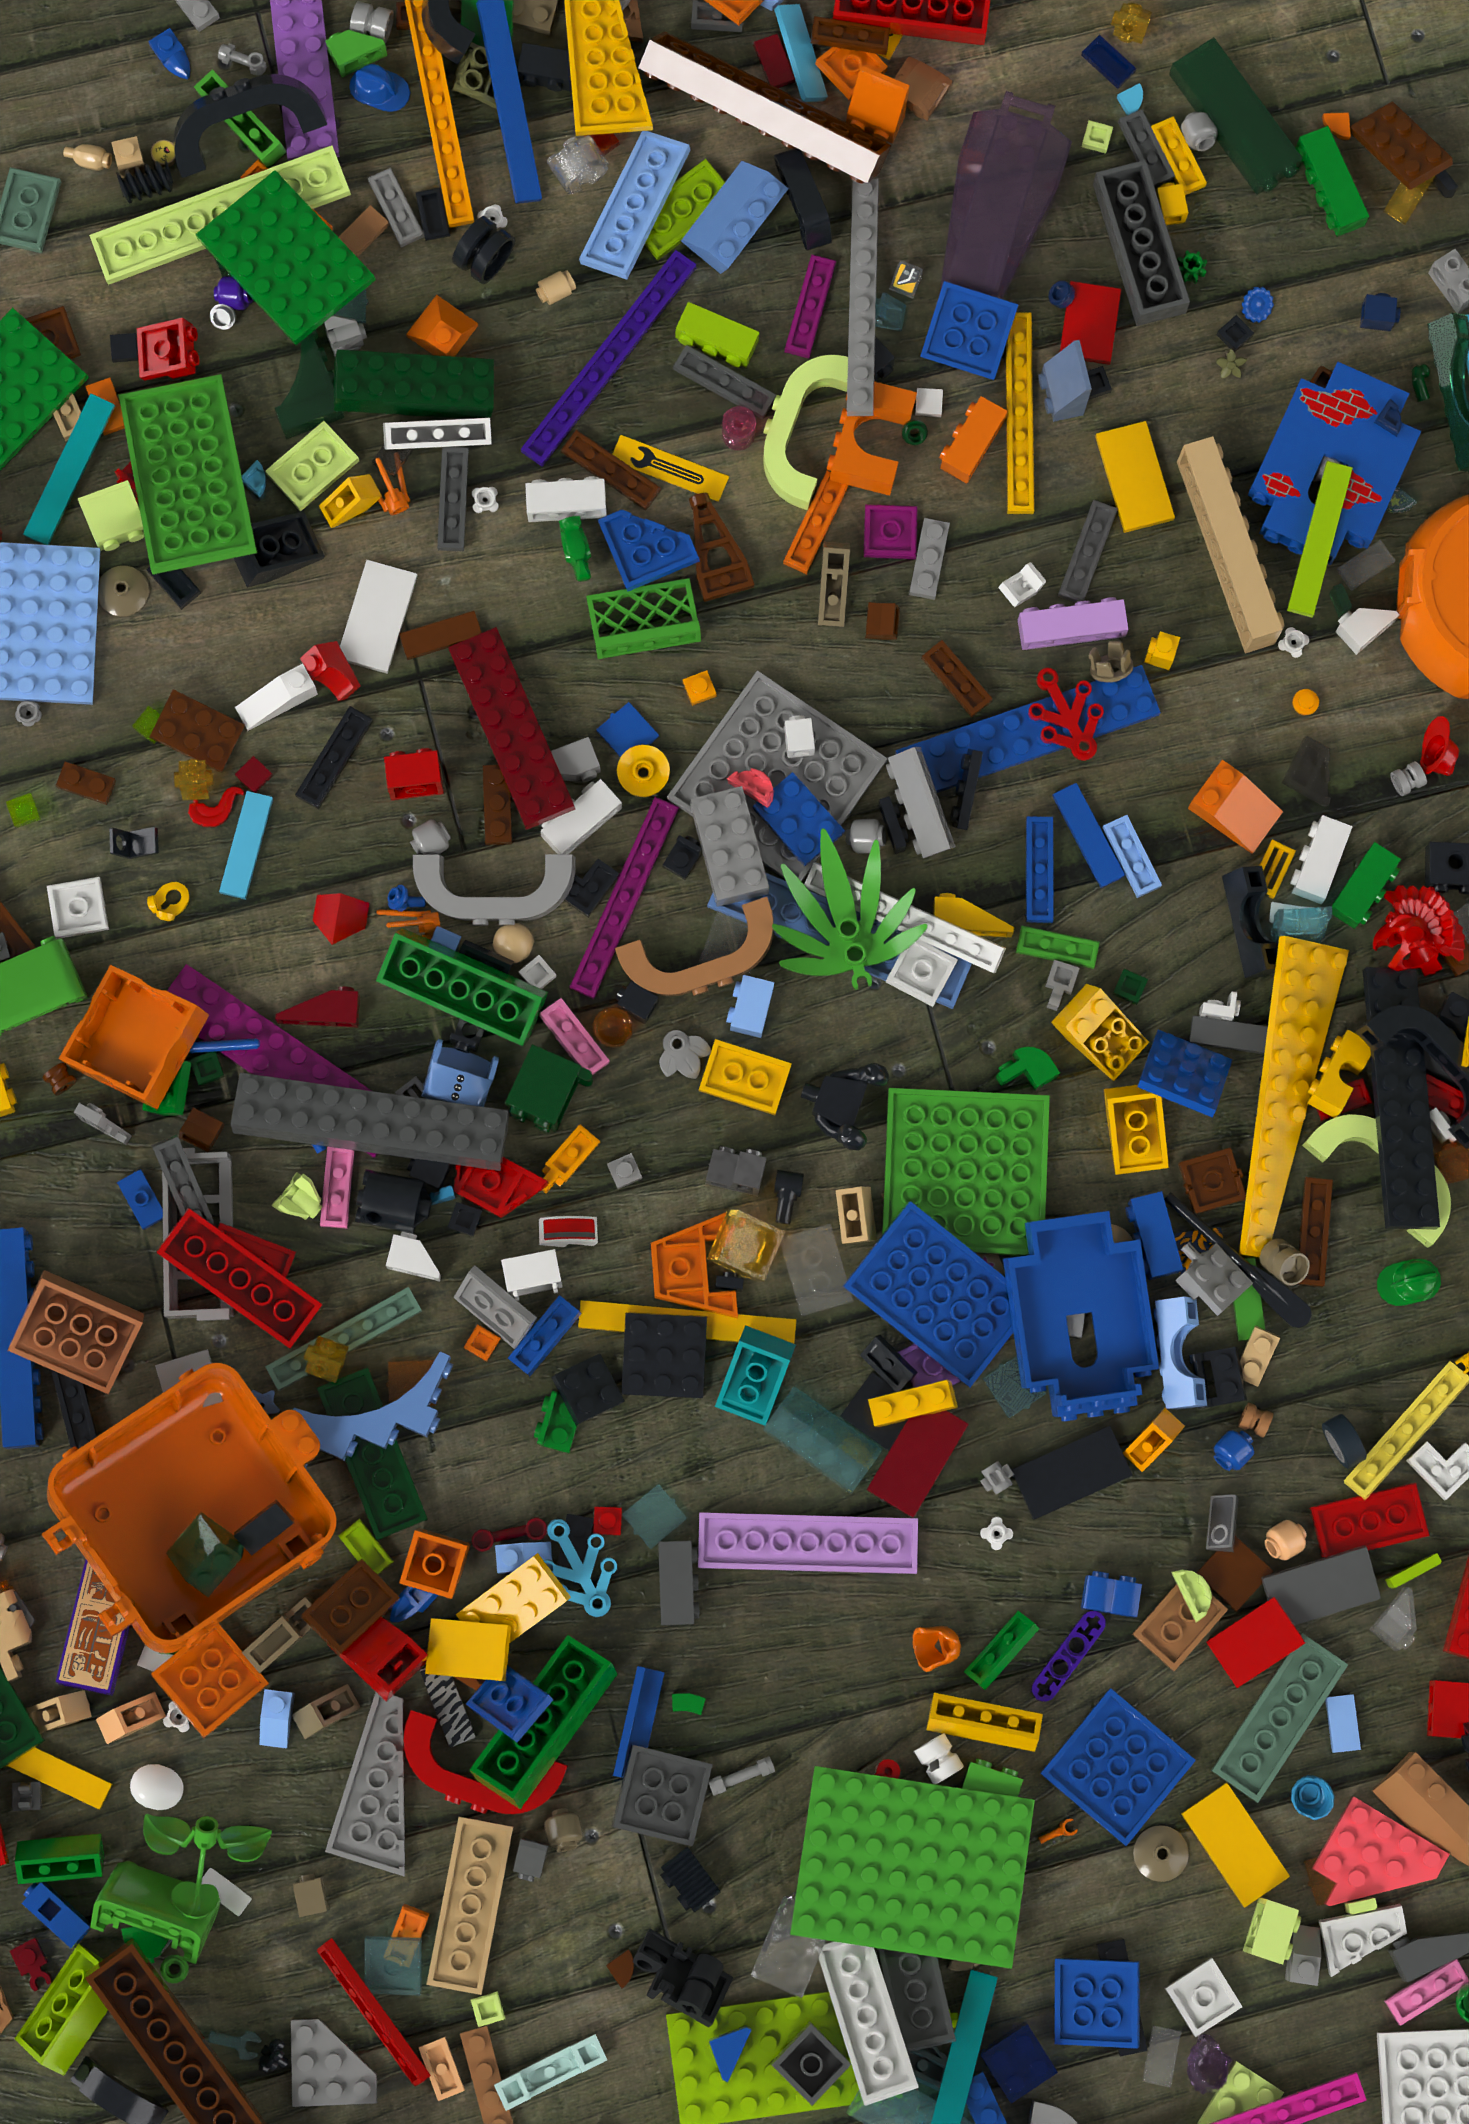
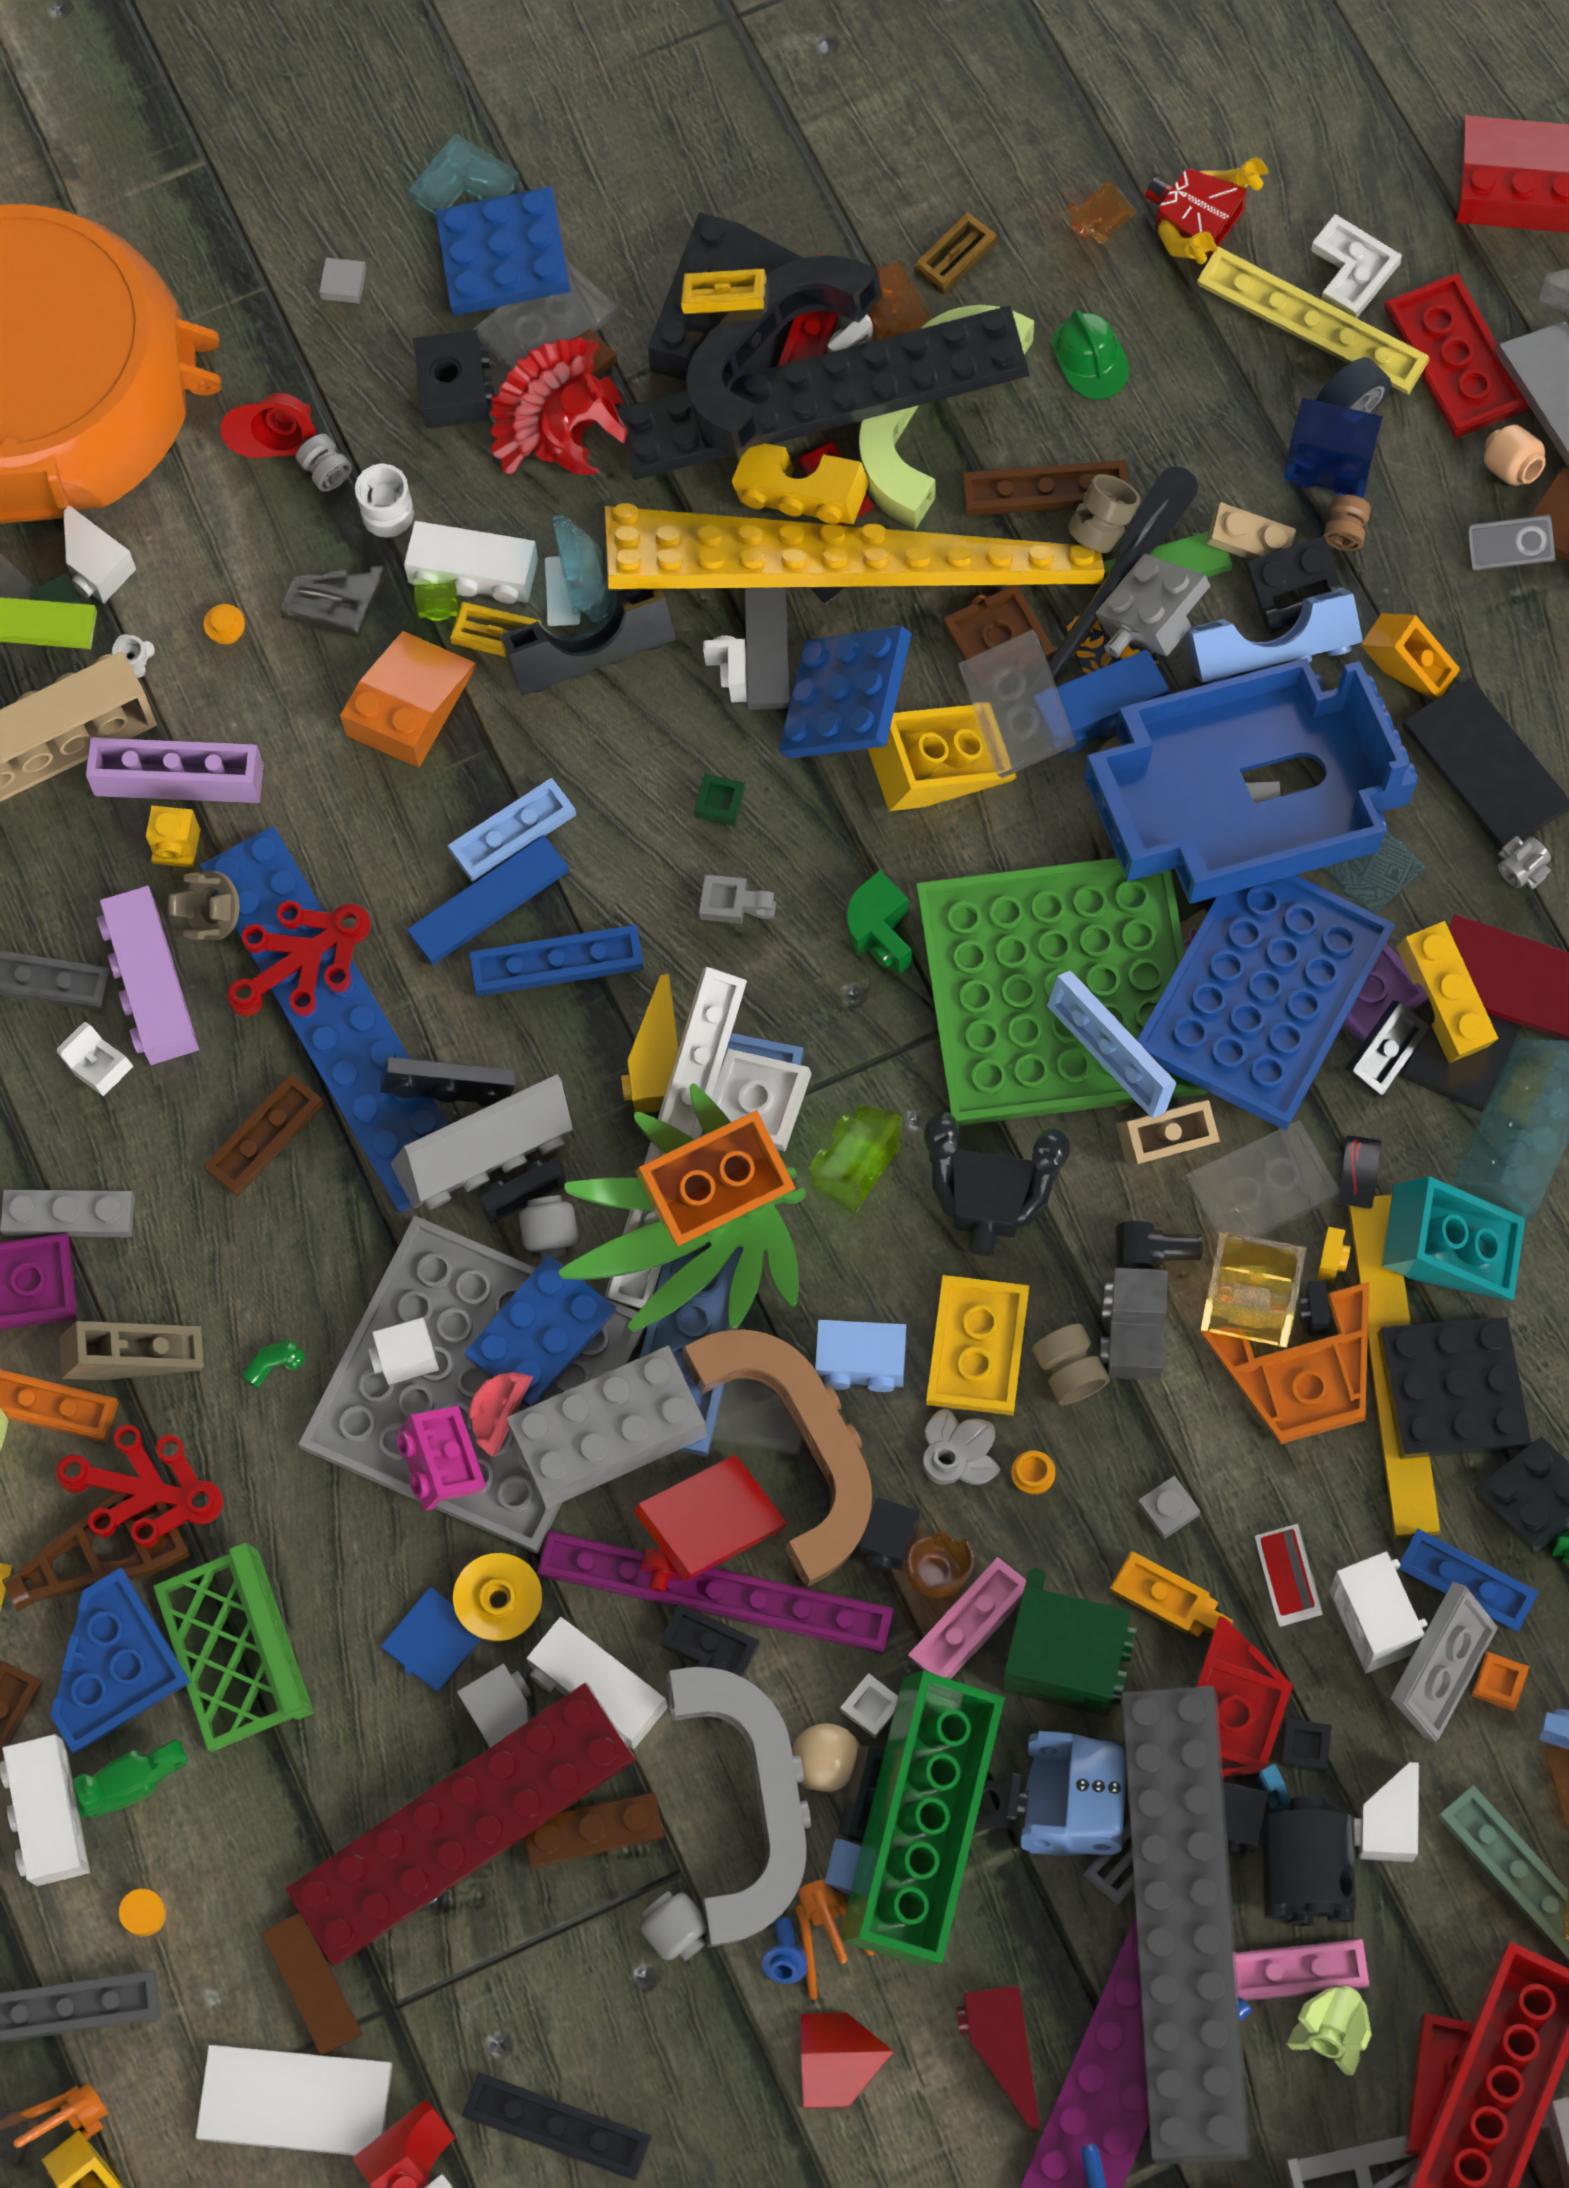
camera: 90 degrees left, 10 degrees down
(413, 774) = (571, 1971): red brick -> none
(485, 492) = (48, 1947): white plate -> none
(499, 548) = (142, 1912): none -> light orange tile
(639, 865) = (660, 1568): none -> red tile
(660, 1095) = (1033, 1472): none -> light orange plate
(665, 898) = (710, 1517): none -> red tile
(683, 856) = (617, 1507): black bracket -> none
(699, 688) = (339, 1536): light orange plate -> none
(720, 1128) = (1073, 1371): none -> dark tan wheel
(731, 748) = (439, 1456): none -> dark pink bracket
(745, 580) = (146, 1490): none -> red plant
(760, 1300) = (1333, 1256): none -> yellow plate
(813, 1330) = (1359, 1172): none -> black sticker
(816, 664) = (271, 1356): none -> green arm
(866, 930) = (715, 1178): none -> orange slope
(875, 1025) = (857, 1156): none -> clear neon green slope
(882, 621) = (184, 1268): reddish brown piece -> none
(921, 1184) = (1111, 1044): none -> light blue plate
(1057, 947) = (675, 917): bright green tile -> none
(1100, 1031) = (797, 832): yellow slope -> none
(1158, 1179) = (1017, 704): none -> clear tile
(1205, 656) = (175, 770): none -> lavender brick
(1233, 1450) = (1400, 543): blue head -> none
(1296, 834) = (437, 601): none -> clear neon green plate
(1306, 1418) = (1332, 447): none -> clear blue brick
(1366, 886) = (500, 496): green brick -> none
(1372, 811) = (384, 500): none -> white wheel
(1413, 1571) = (1515, 283): lime tile -> none

